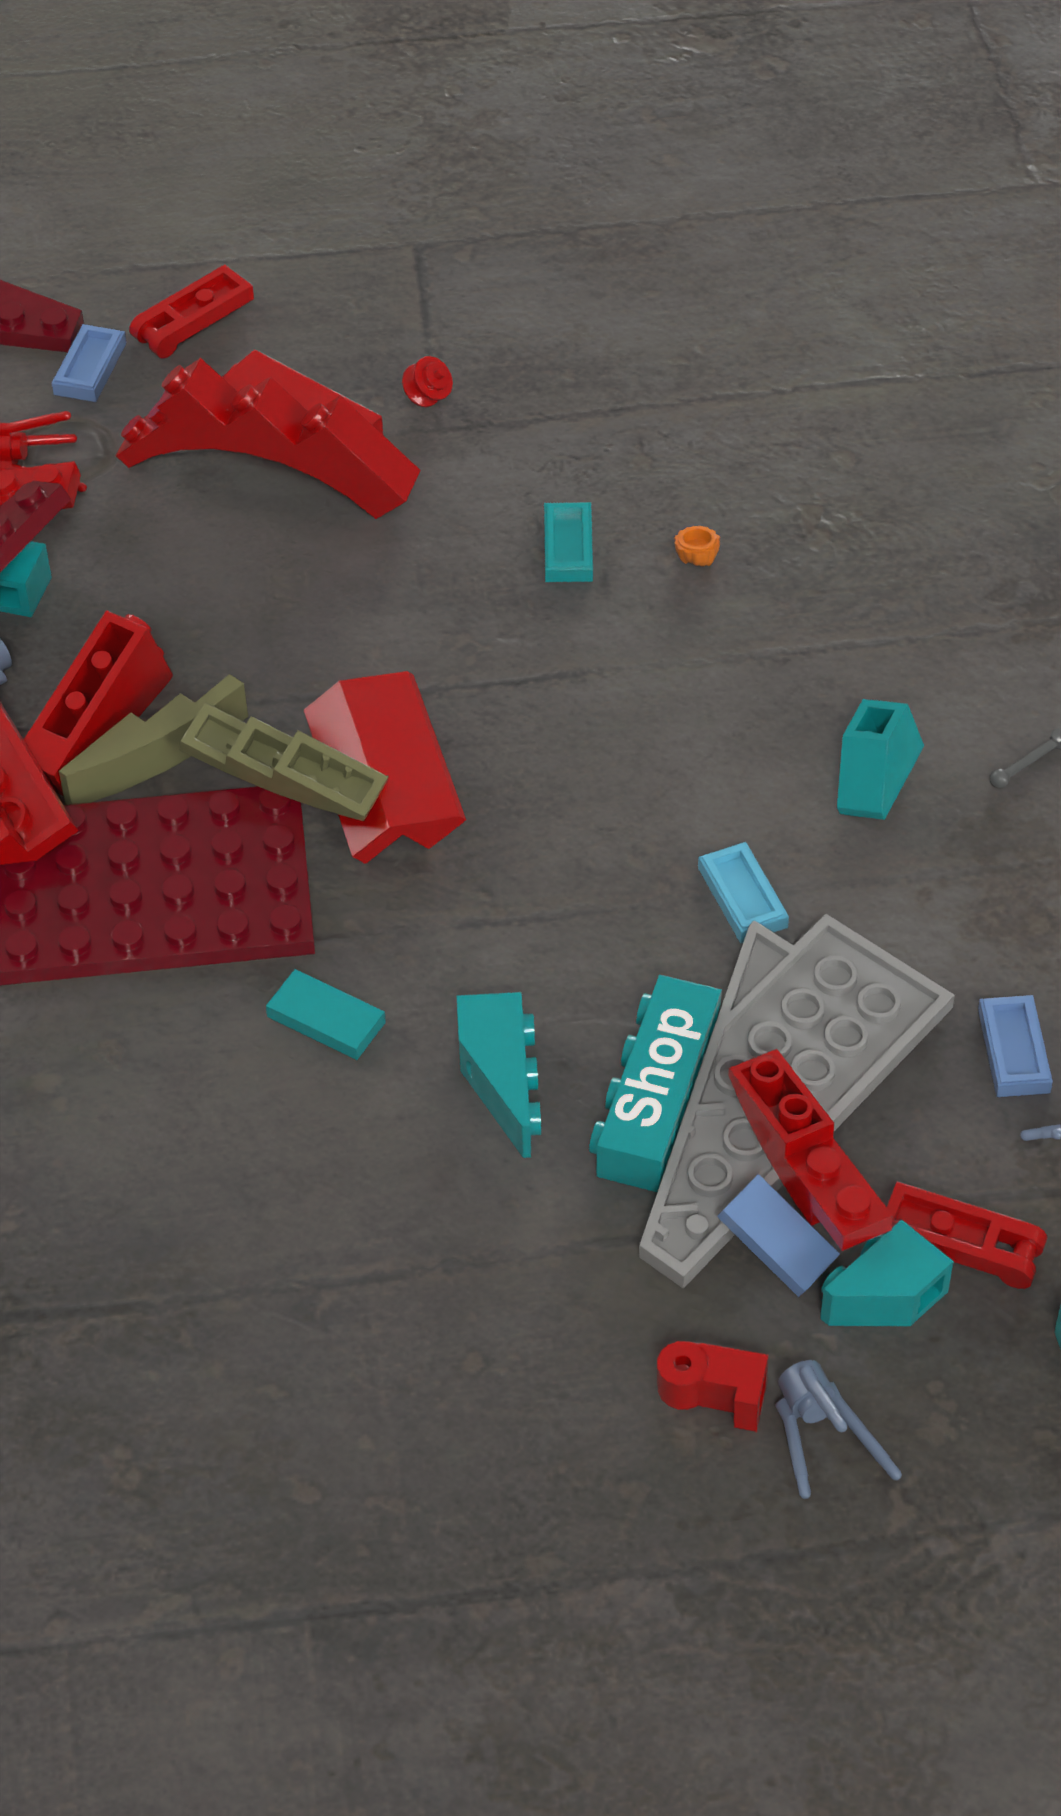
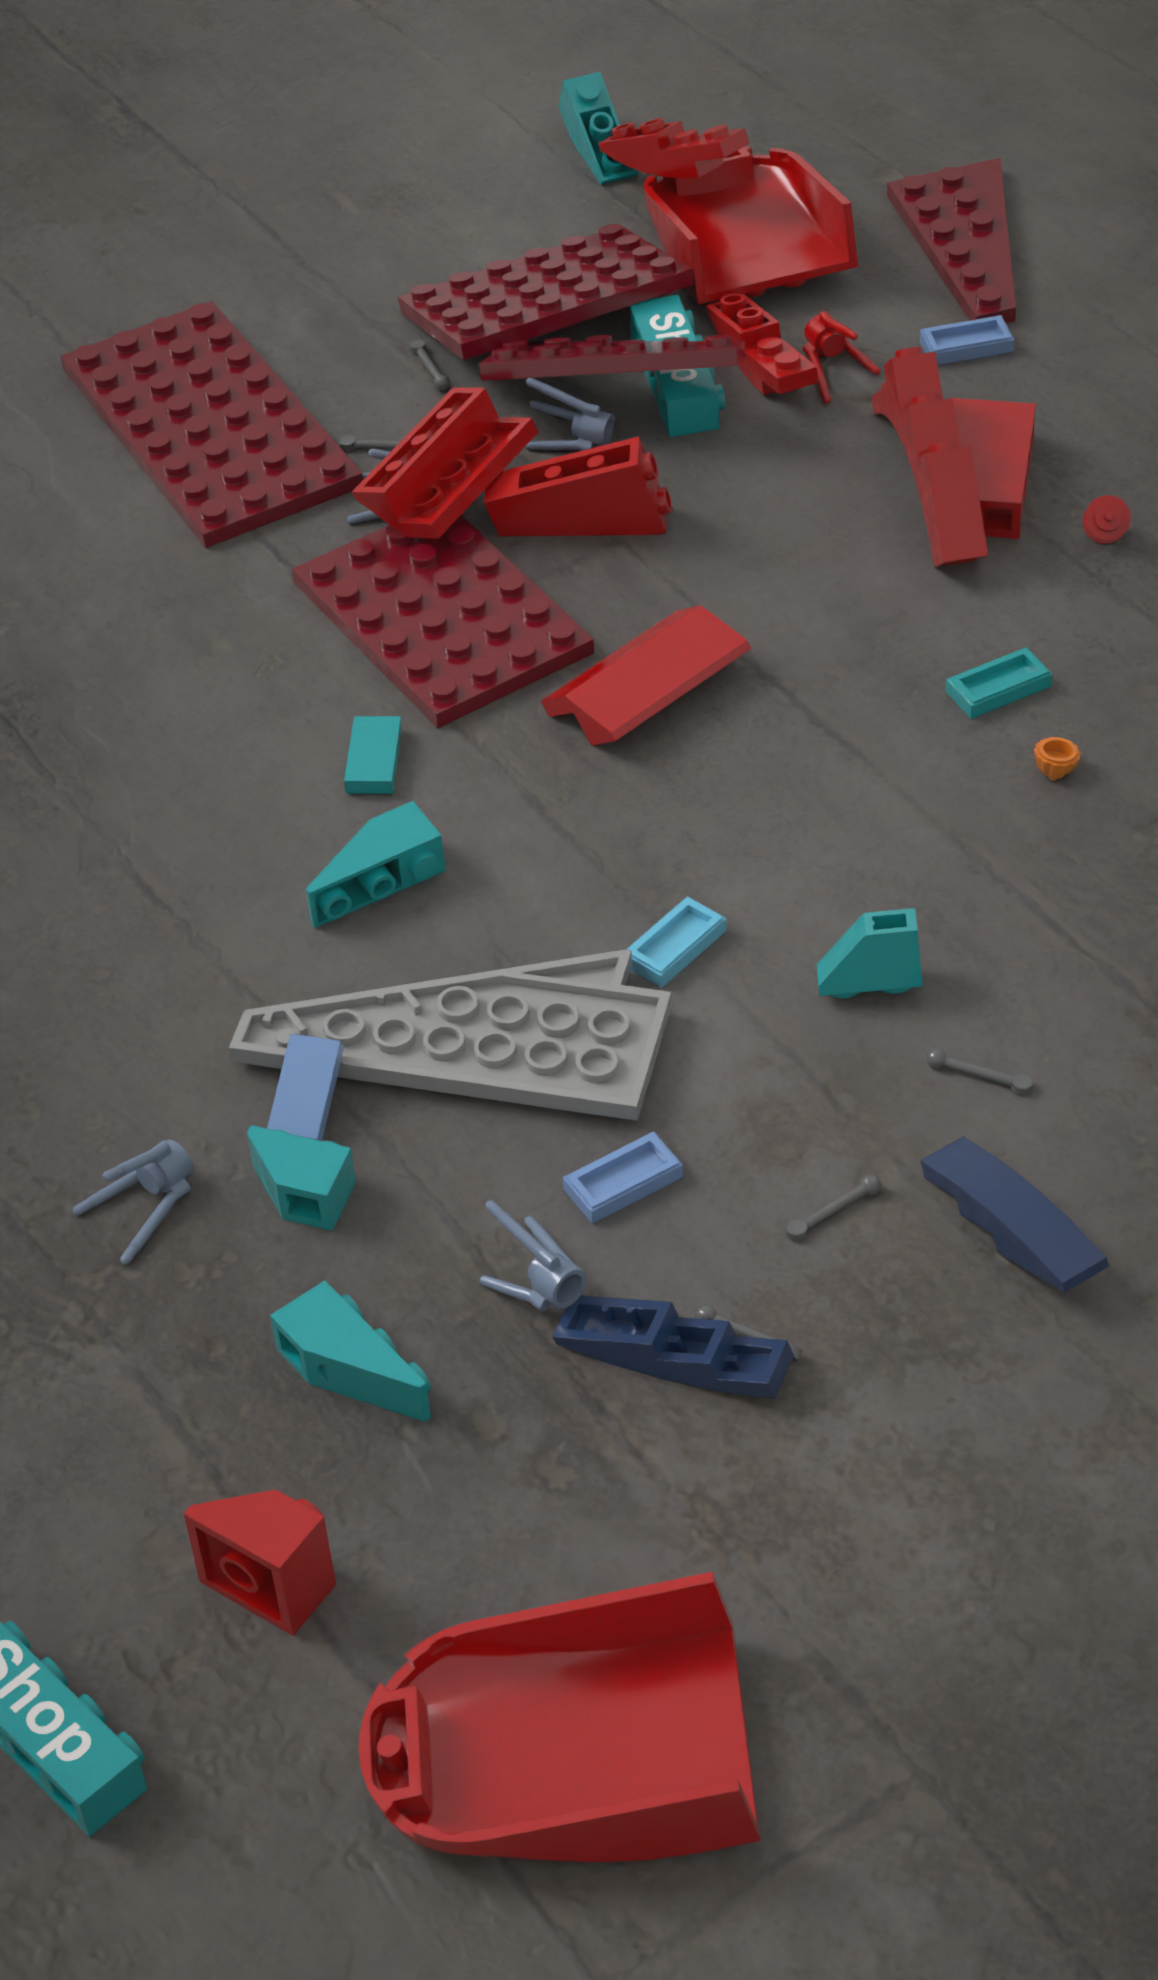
camera: 65 degrees right, 5 degrees down
(142, 749) = (577, 549): olive slope -> none
(191, 310) = (1072, 362): red plate -> none
(283, 764) = (583, 609): olive slope -> none
(656, 1082) = (419, 951): teal brick -> none
(715, 1379) = (143, 1107): red leg -> none
(803, 1152) = (385, 1065): red slope -> none
(971, 1233) = (384, 1208): red plate -> none

